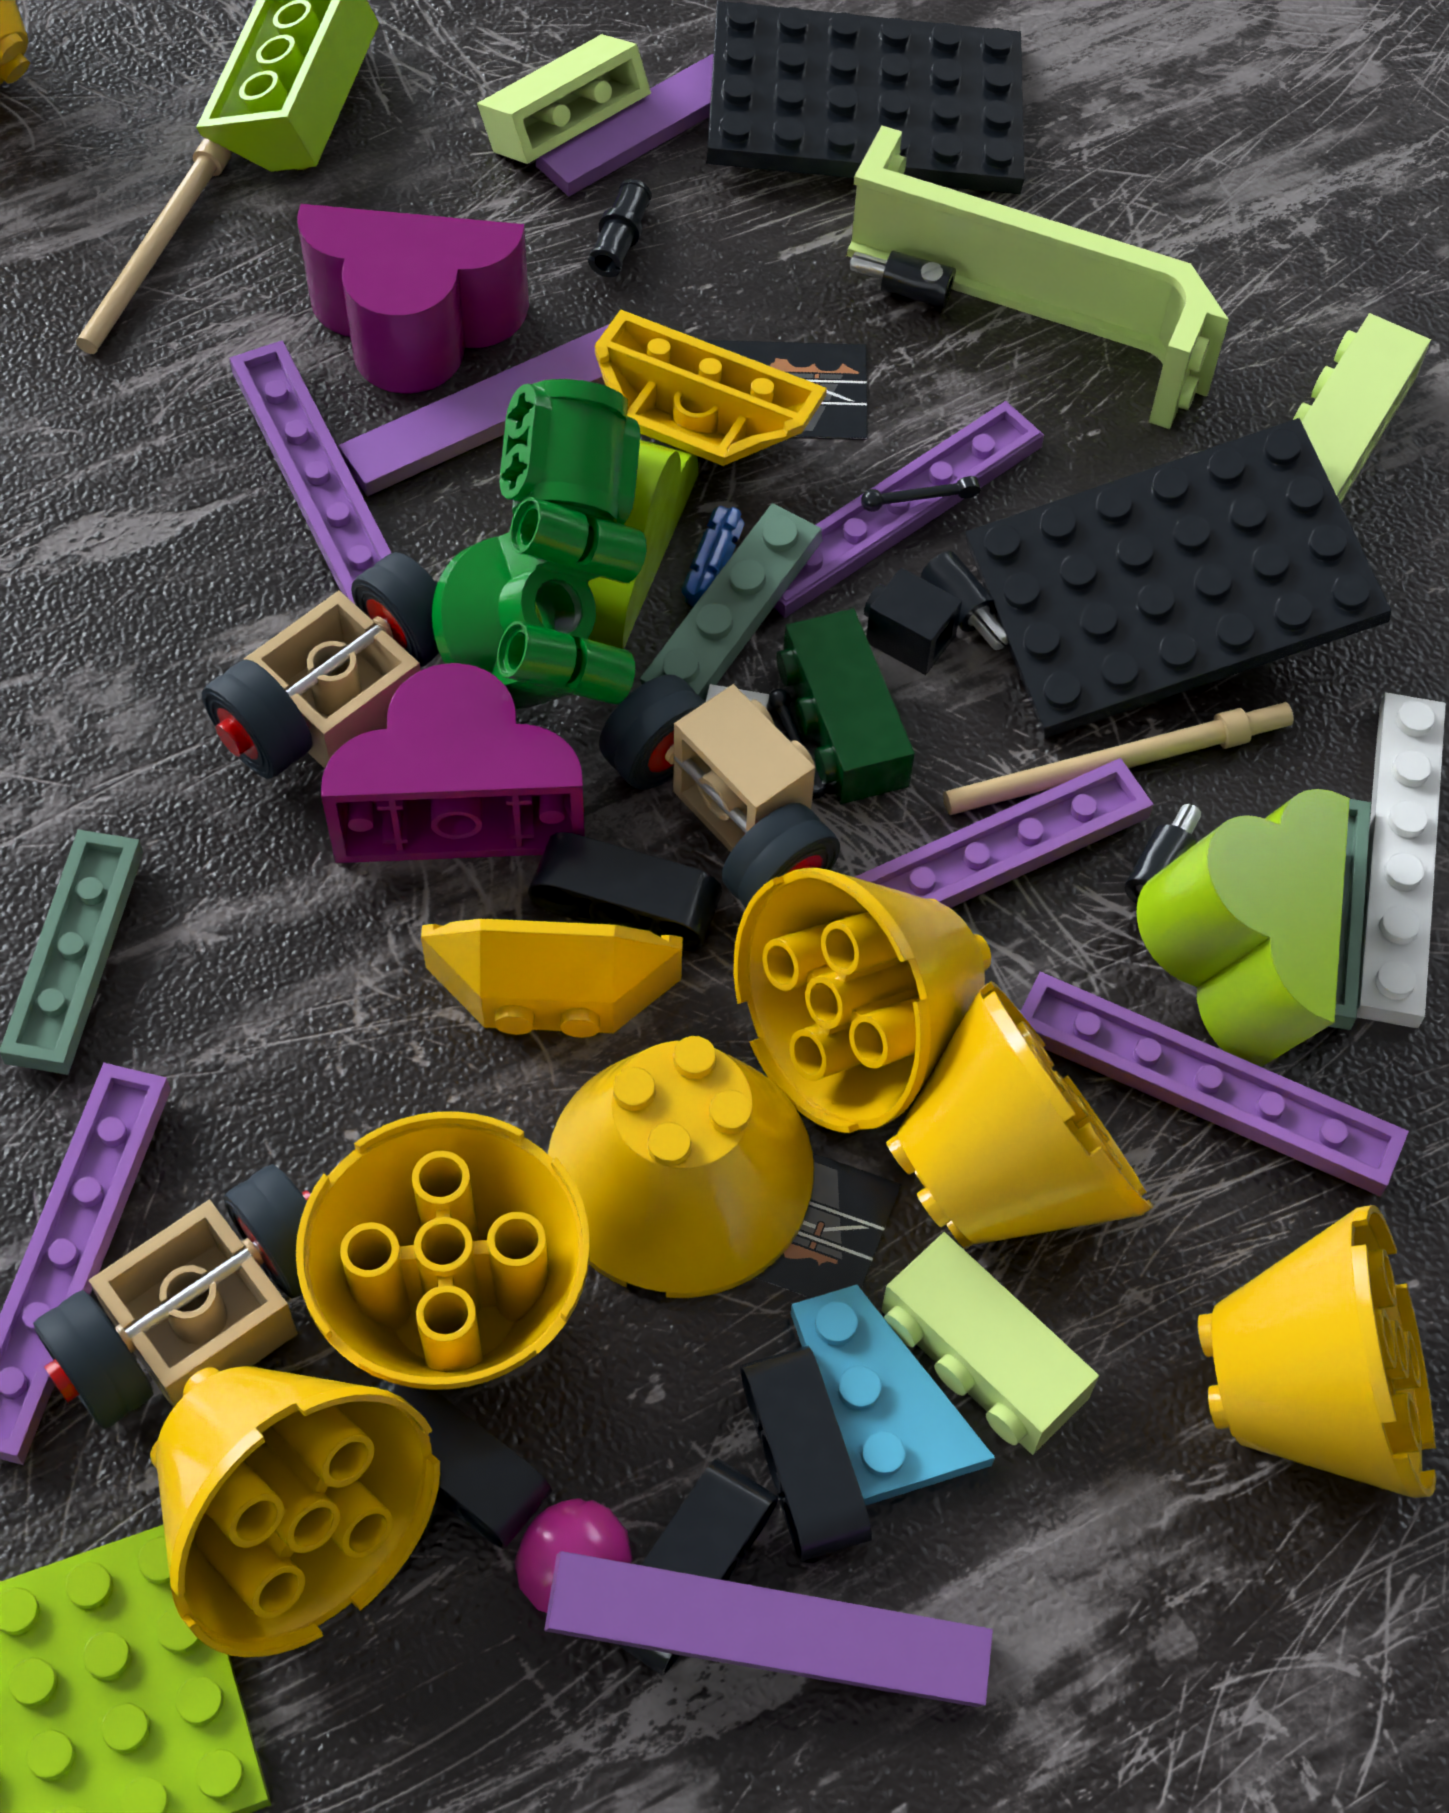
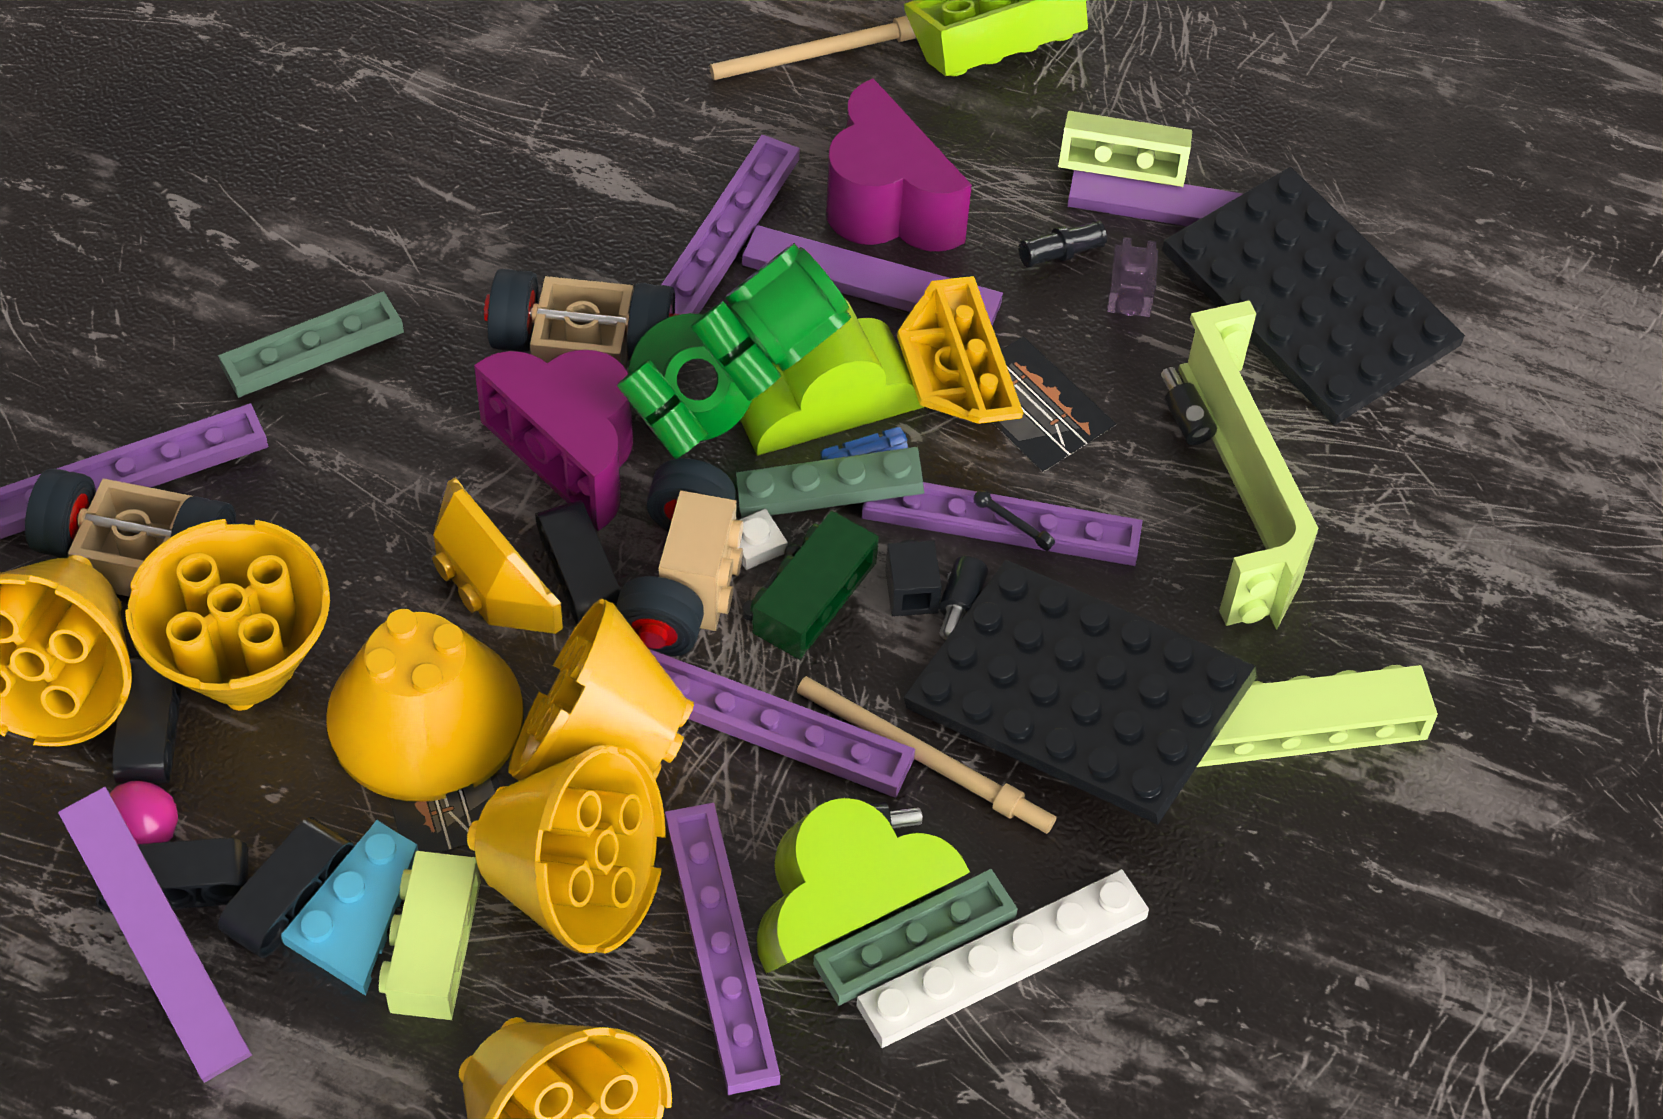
camera: 50 degrees right, 5 degrees down
(724, 204) = (1132, 279): none -> clear purple brick

